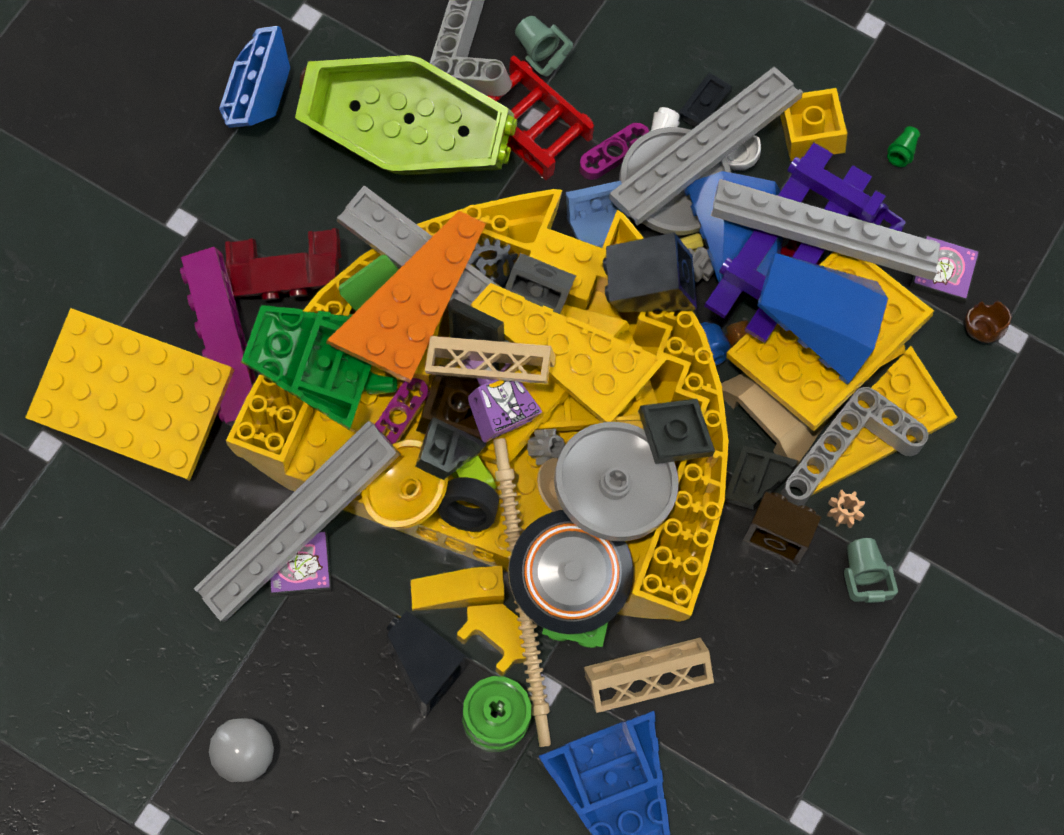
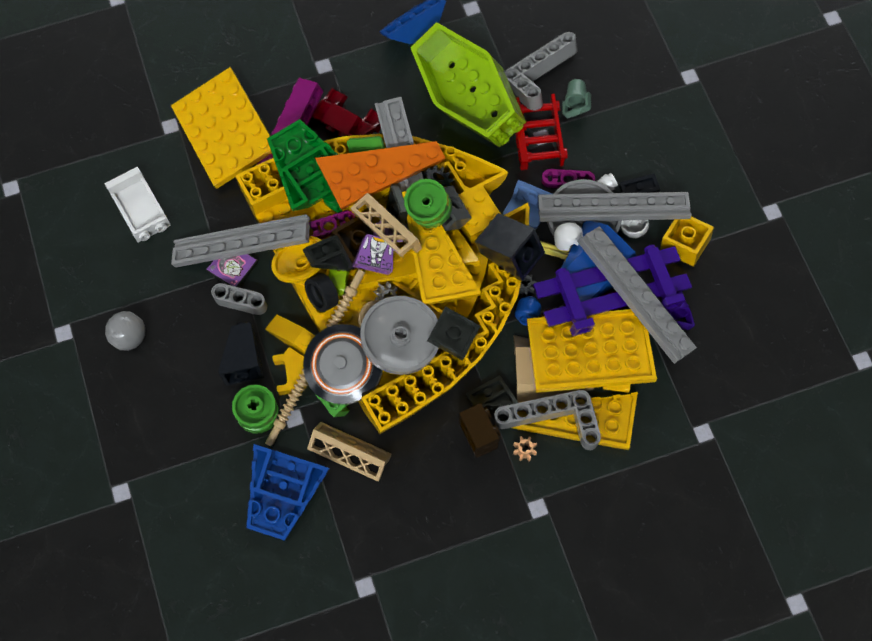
camera: 50 degrees right, 0 degrees up
(102, 580) = (137, 204): none -> white panel
(358, 584) = (233, 293): none -> light grey beam
(530, 276) = (428, 203): none -> bright green wheel
(687, 218) = (567, 235): none -> white hair
(702, 264) = (555, 264): light grey gear -> none
(826, 311) = (590, 331): blue wedge -> none
(867, 568) = (508, 487): sand green piece -> none
(903, 148) = (729, 287): green cone -> none
(954, 272) = (697, 368): tile -> none
(988, 322) = (692, 411): reddish brown hair -> none

